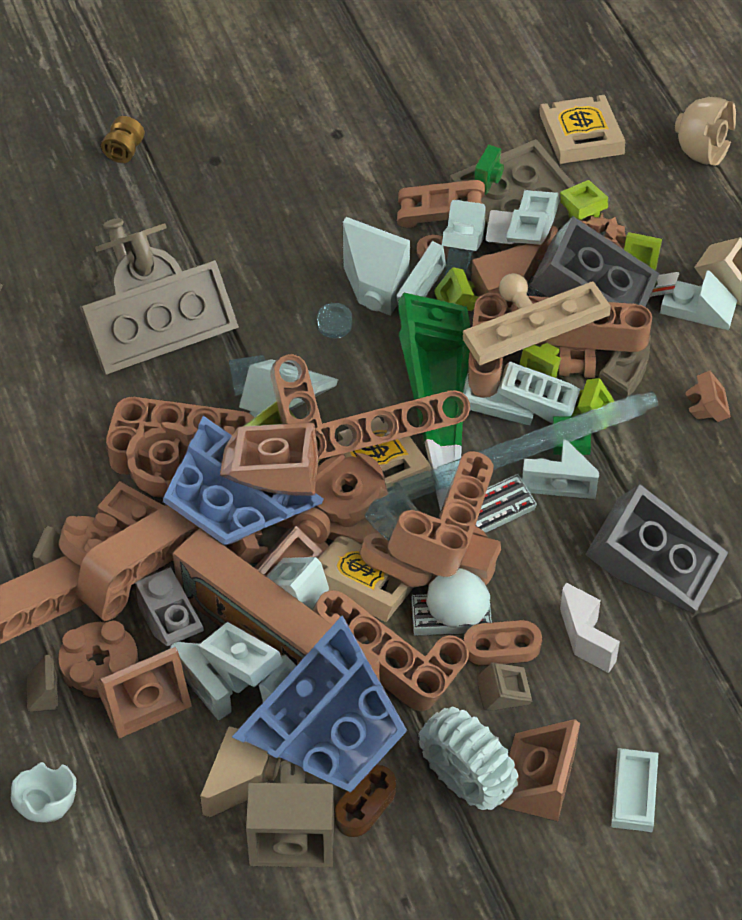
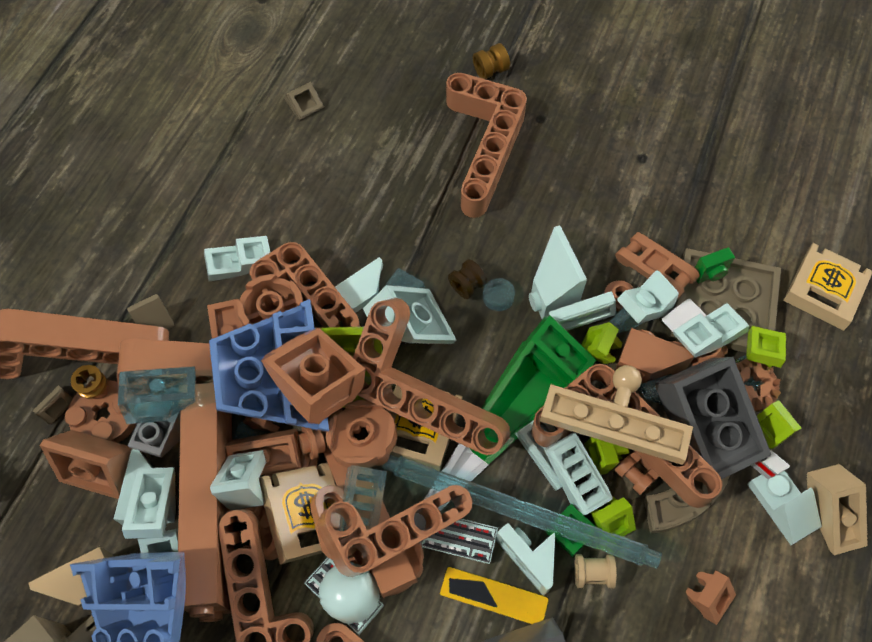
camera: 45 degrees right, 10 degrees up
(64, 624) = (84, 372): none -> pearl gold bush
(75, 459) = (235, 260): none -> light aqua slope
(85, 532) = (176, 314): nougat plate -> none
(156, 310) = (383, 187): dark tan plate -> none
(163, 568) = (155, 393): none -> clear light blue slope
(185, 171) = (506, 112): none -> nougat beam
(213, 390) = (361, 286): none -> light aqua tile
(299, 324) = (467, 279): none -> dark brown wheel
(559, 527) = (494, 596): none -> yellow sticker
(615, 447) = (595, 571): none -> tan bush

